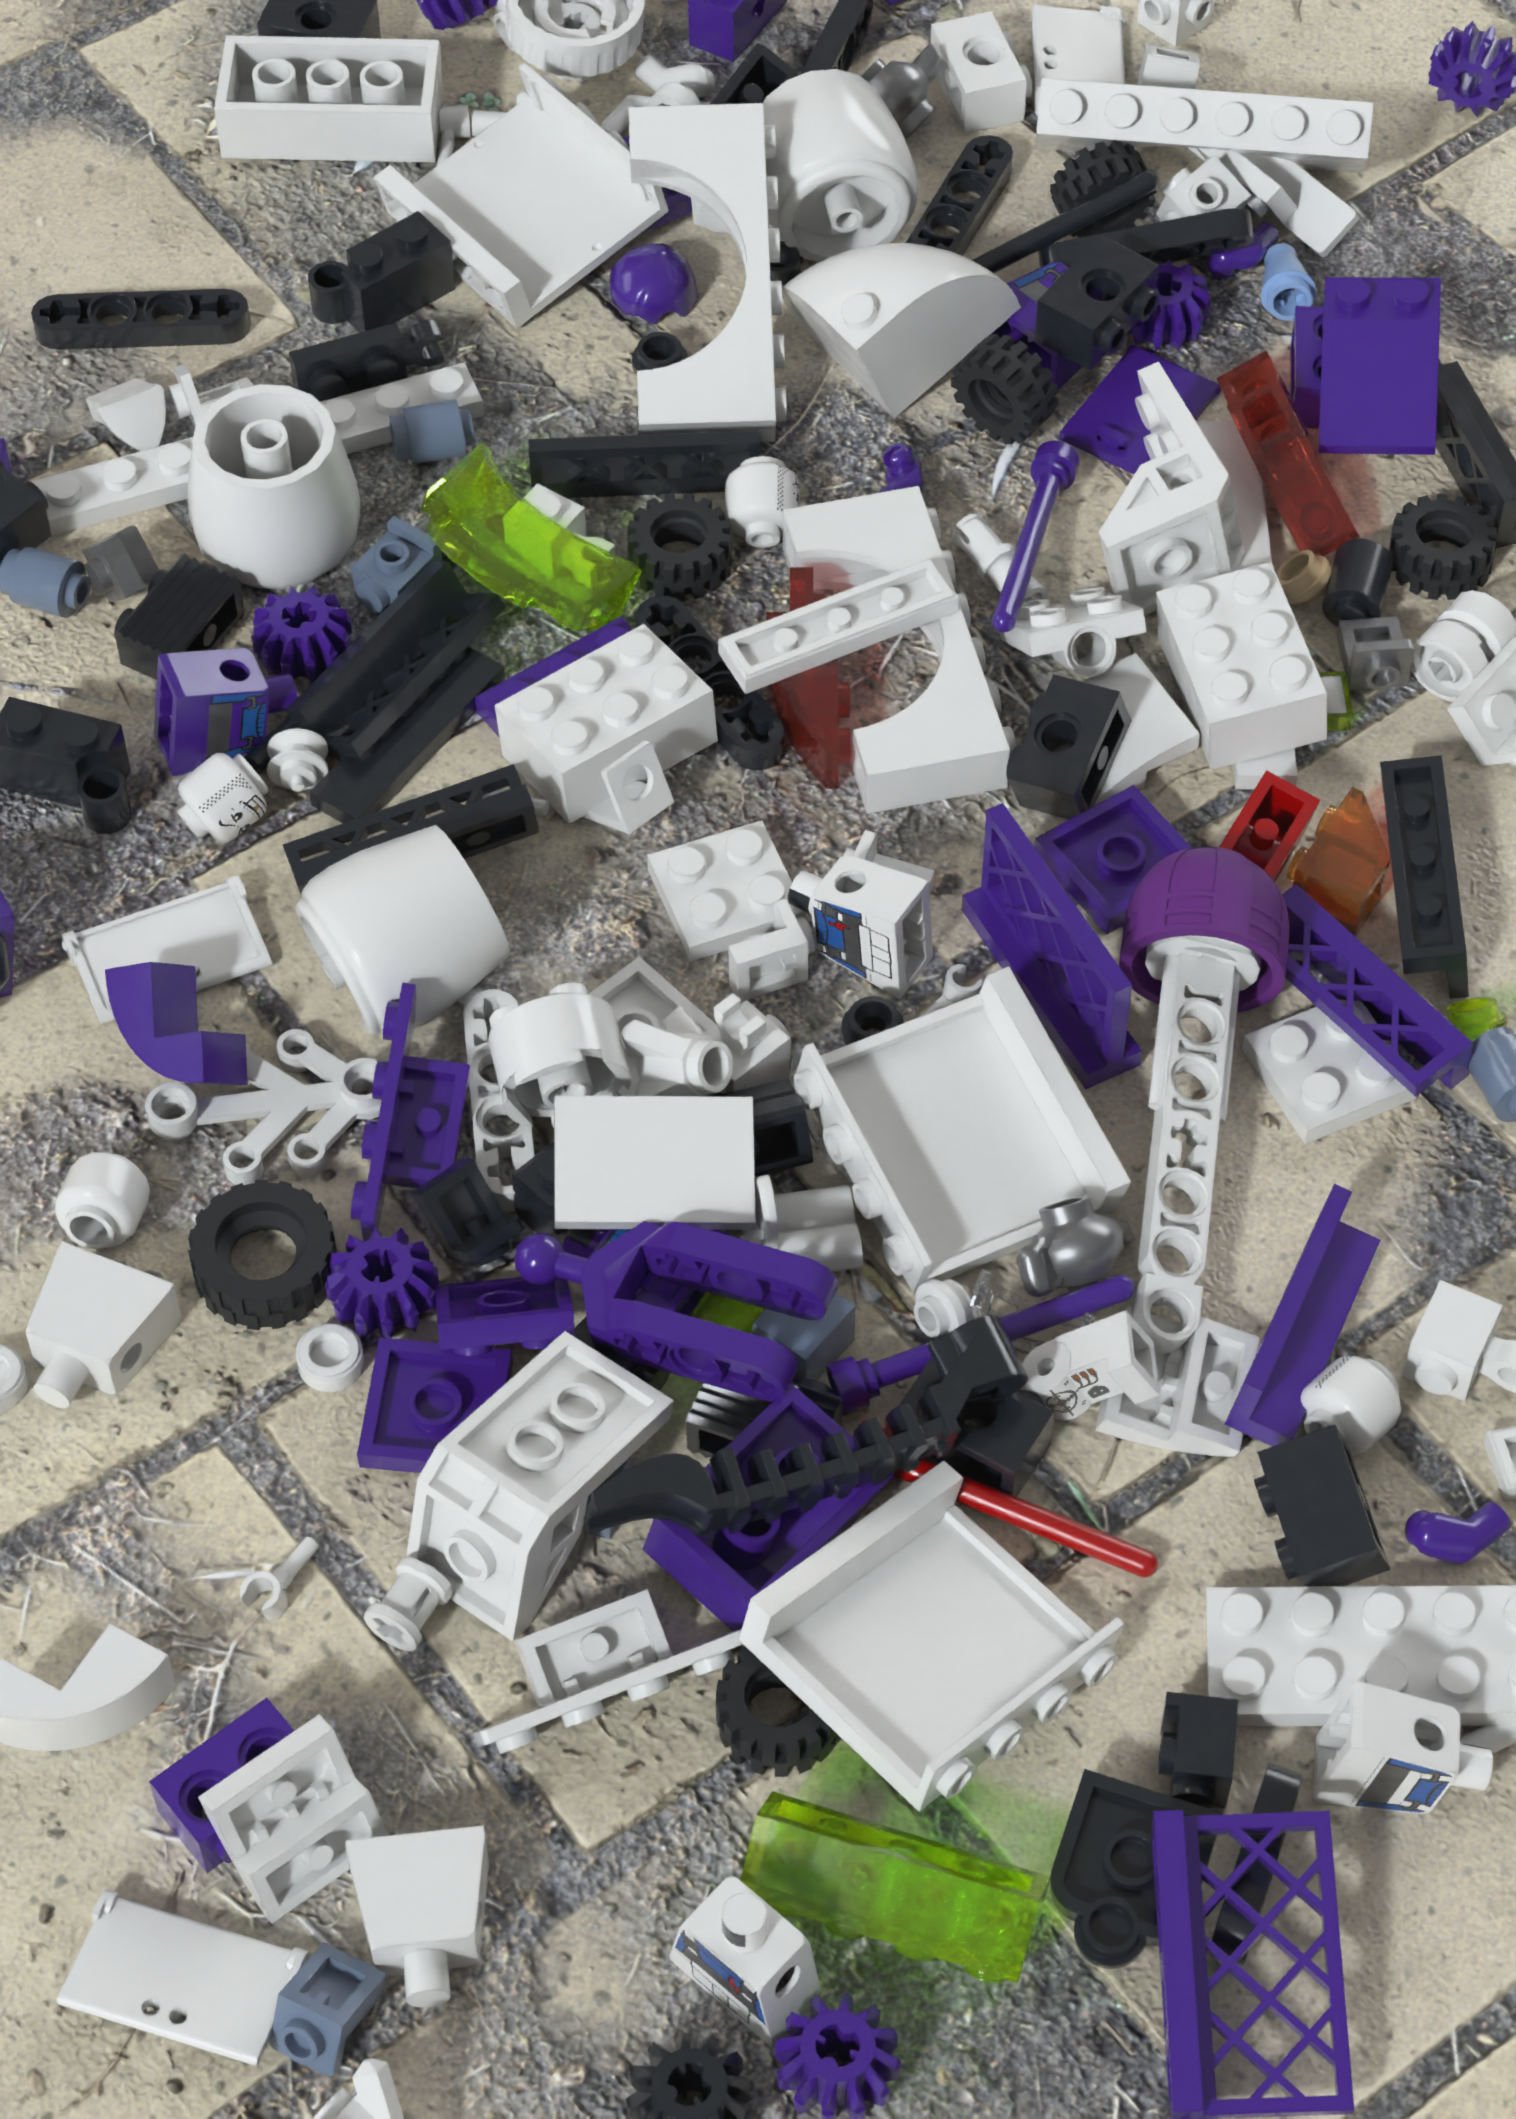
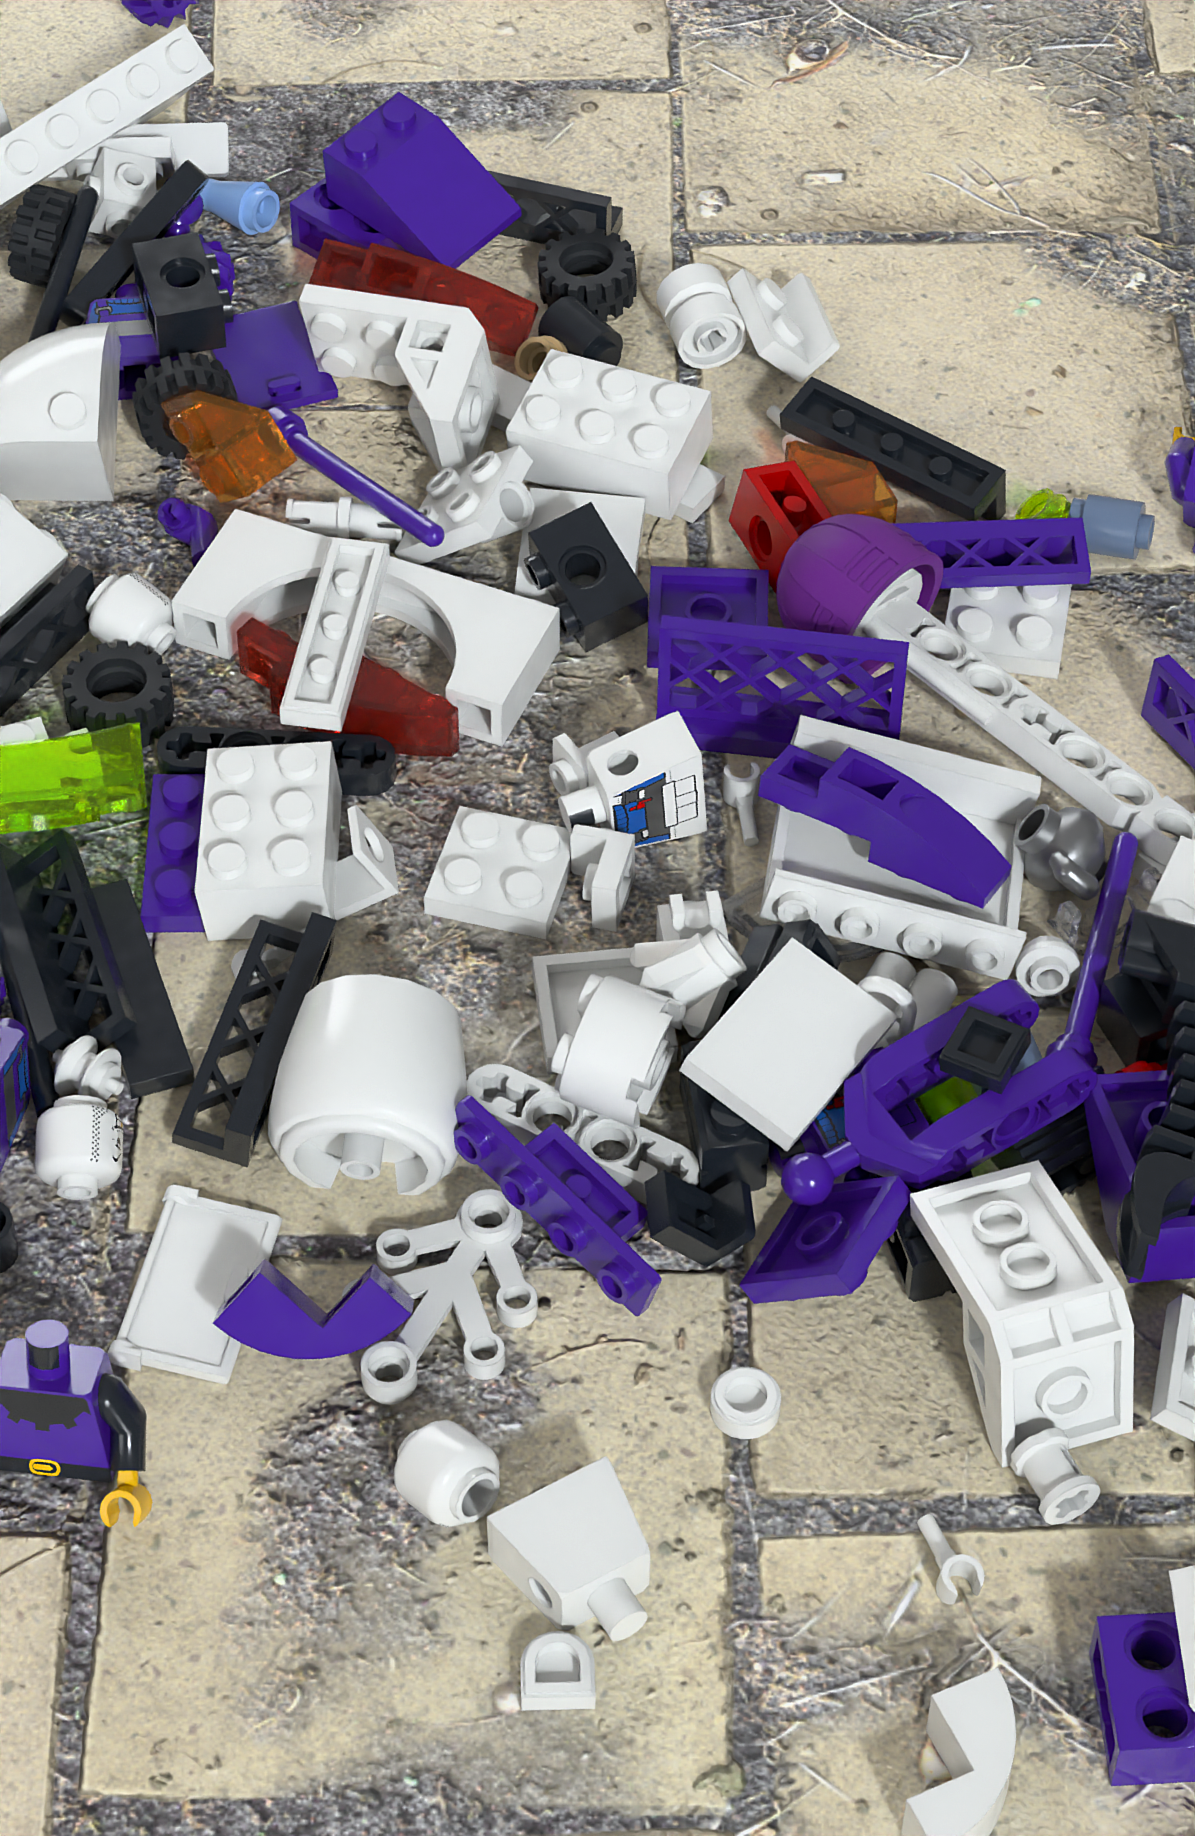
camera: 55 degrees left, 5 degrees down
(249, 1210) = (605, 1338): black tyre -> none
(382, 1283) = (712, 1316): dark purple gear -> none
(421, 1398) = (869, 1353): dark purple plate -> none
(725, 1288) = (985, 1050): none -> black tile
(868, 1014) = (730, 856): black plate -> none
(956, 1098) = (904, 821): none -> dark purple slope
(990, 438) = (230, 442): none -> clear orange slope
(1374, 653) = (662, 361): flat silver bracket -> none

